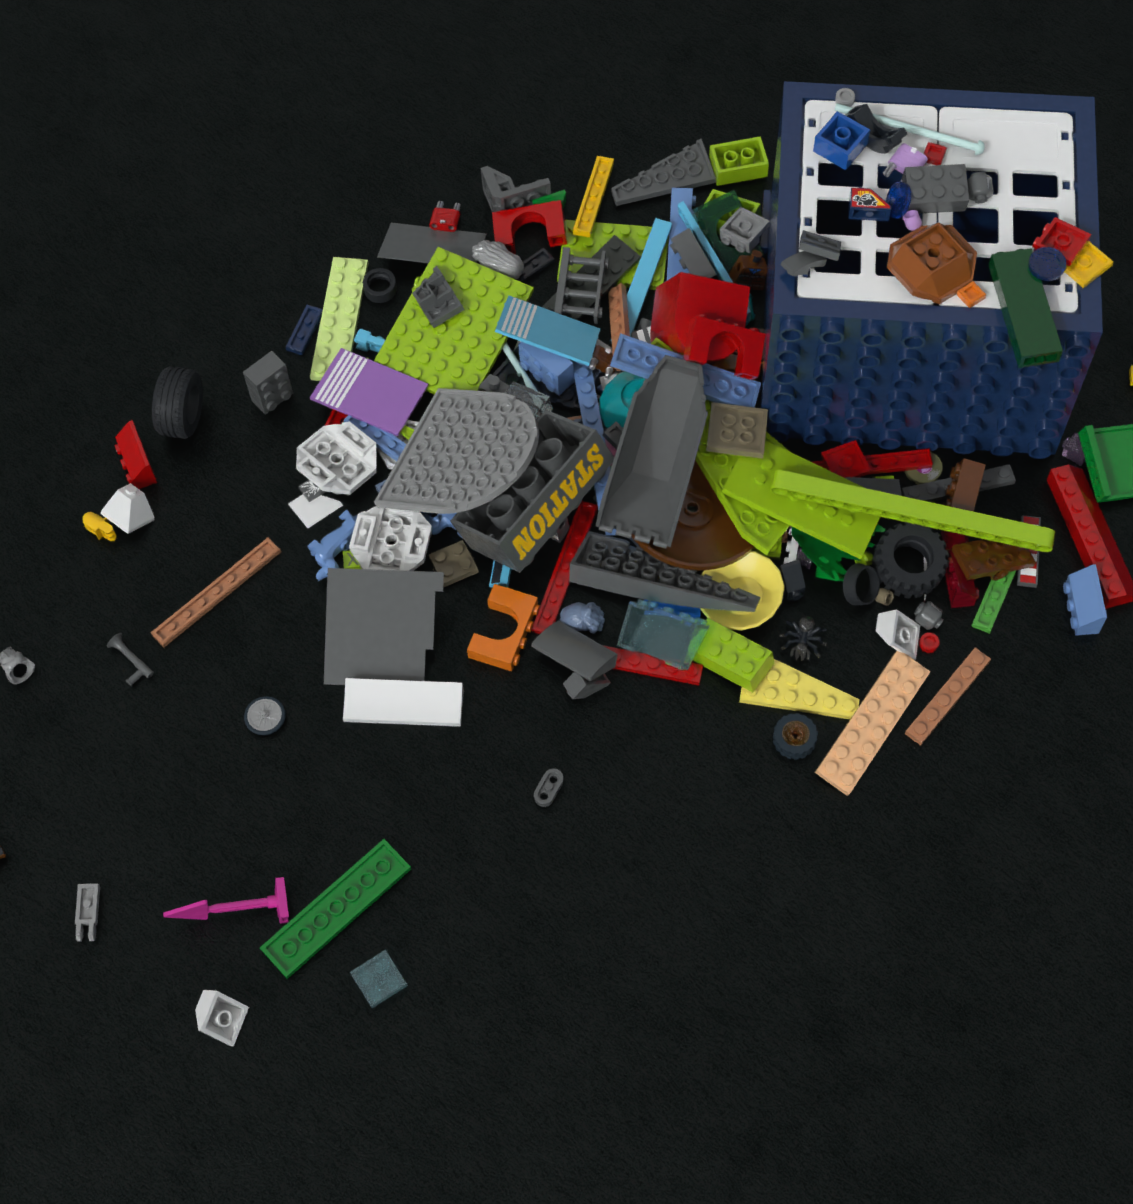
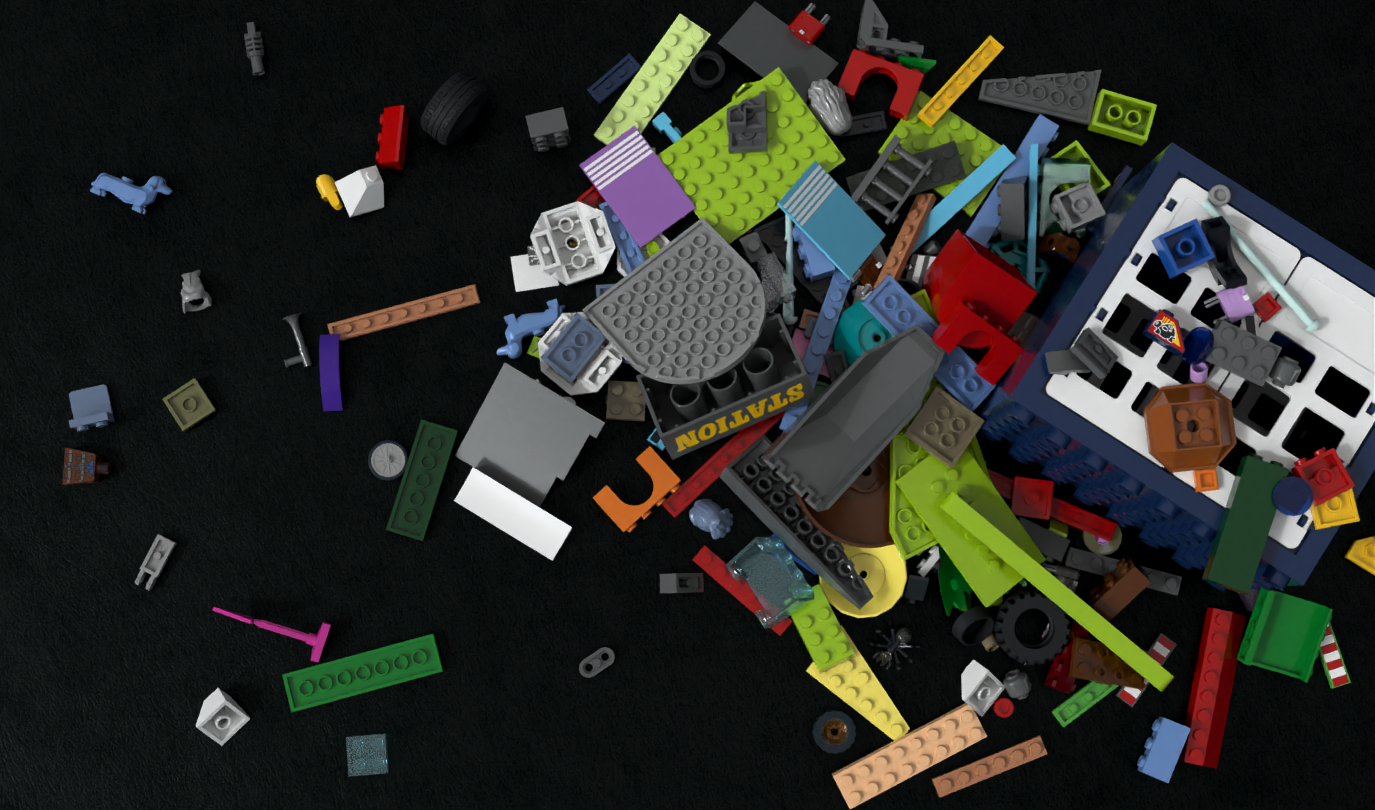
camera: 20 degrees right, 20 degrees up
(54, 760) = (189, 404): none -> olive plate
(175, 669) = (330, 372): none -> dark purple slope
(304, 717) = (422, 480): none -> dark green plate
(382, 533) = (573, 347): none -> sand blue plate
(575, 651) = (684, 552): dark grey slope -> none

